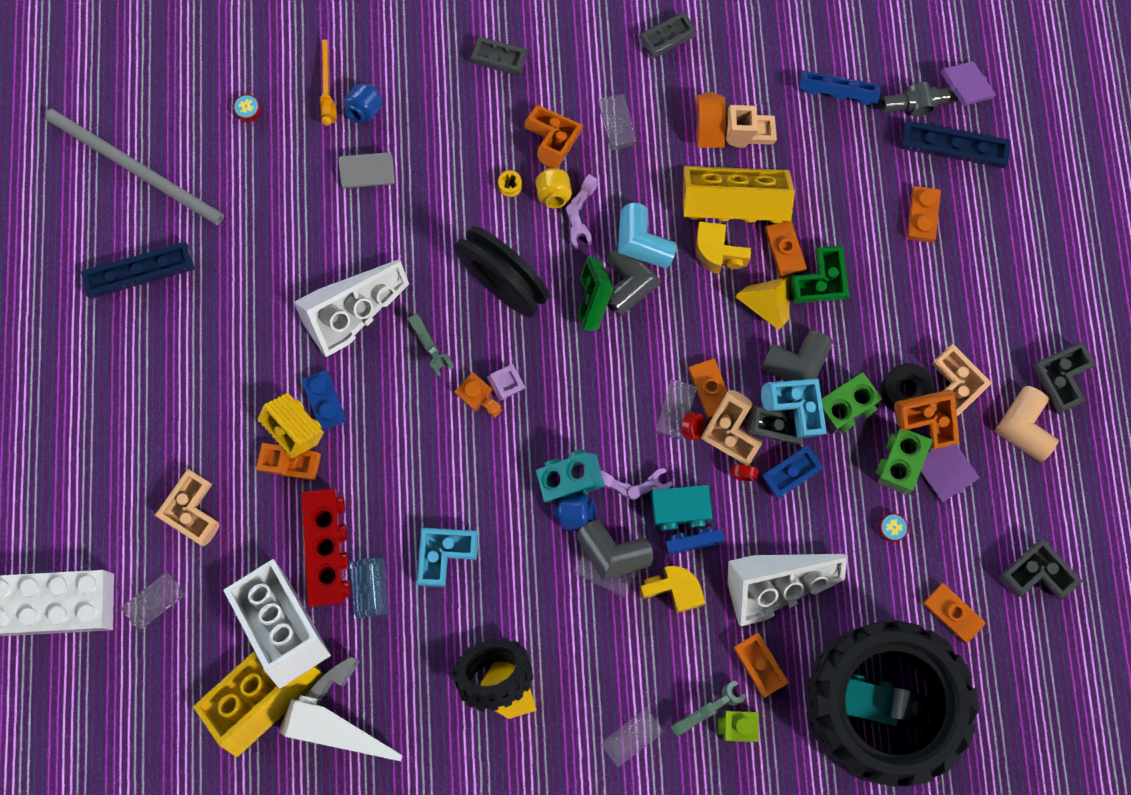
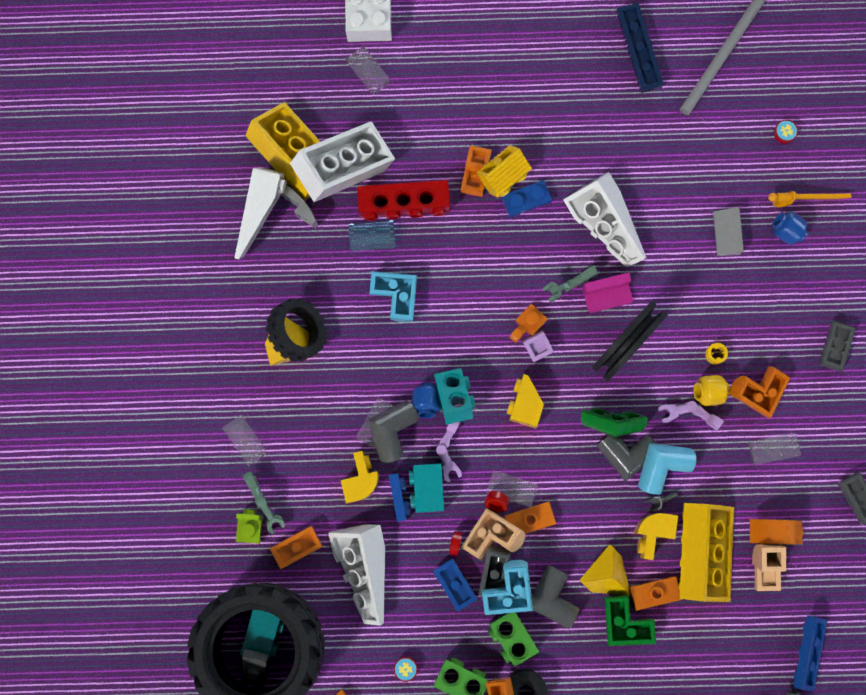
camera: 95 degrees right, 5 degrees up
(181, 509) = (437, 88): light nougat brick -> none
(441, 304) = (608, 293): none -> dark pink panel
(575, 393) = (527, 405): none -> yellow slope
(683, 247) = (657, 502): none -> dark grey hand

